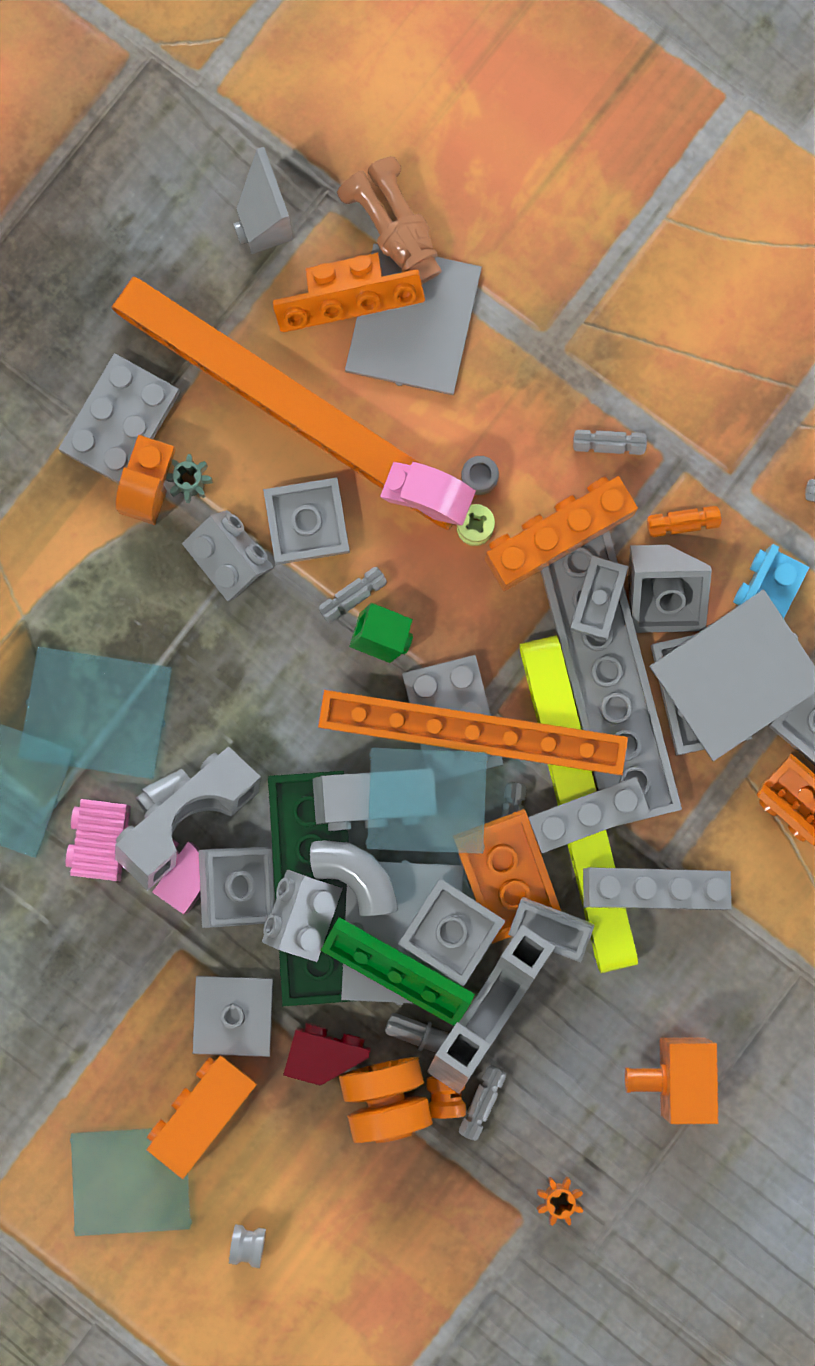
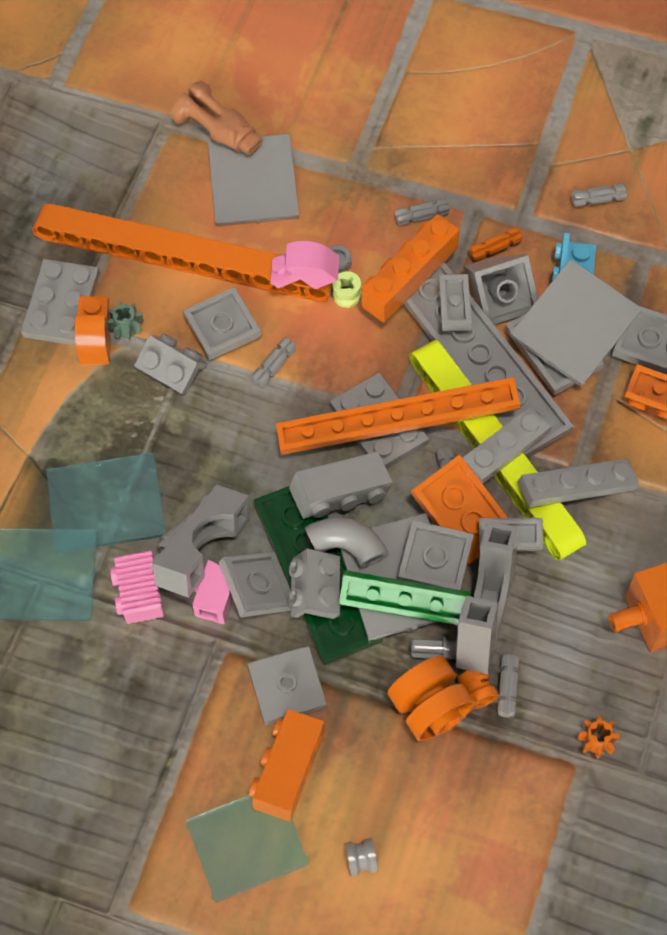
camera: 15 degrees left, 20 degrees down
(261, 208) = (123, 135): light grey slope -> none
(319, 1057) = (367, 688): dark red slope -> none
(347, 291) = (201, 172): orange bracket -> none
(382, 633) = (305, 375): green brick -> none
(427, 800) = (381, 468): clear light blue piece -> none

